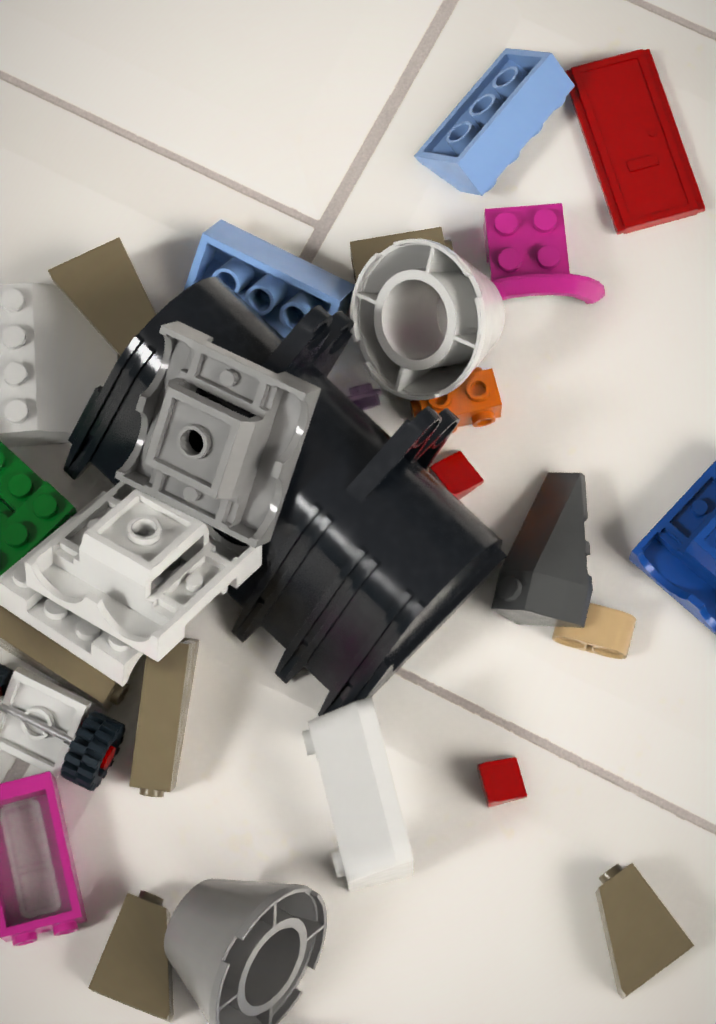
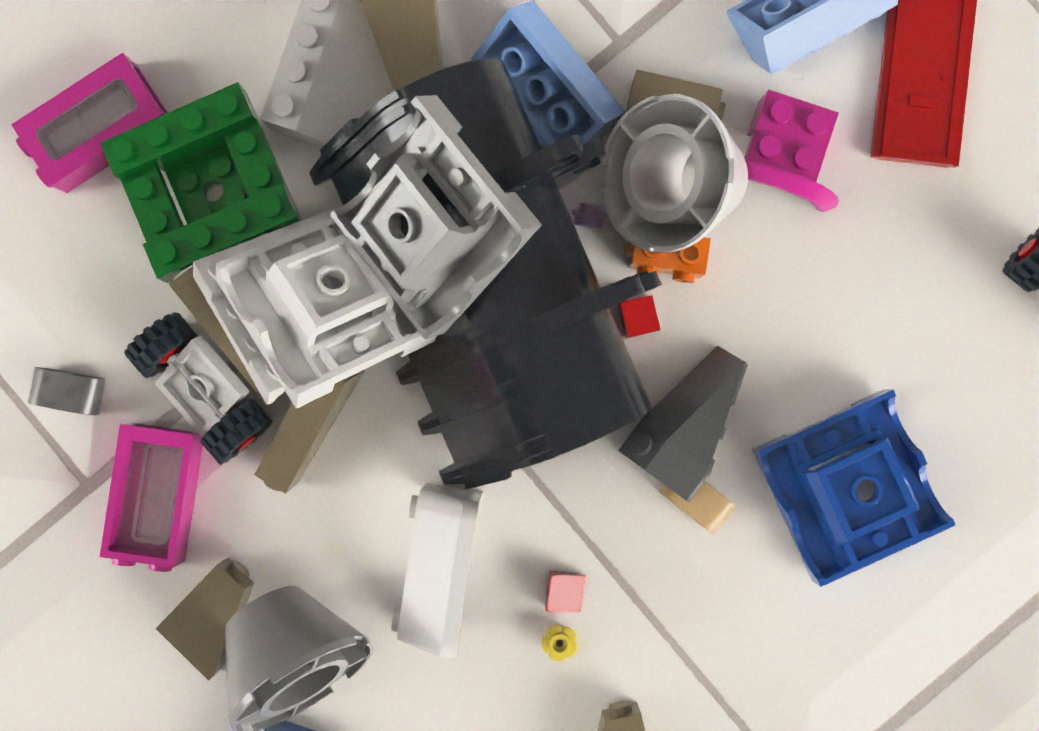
camera: 20 degrees right, 15 degrees up
(522, 846) = (556, 633): none -> light yellow plate

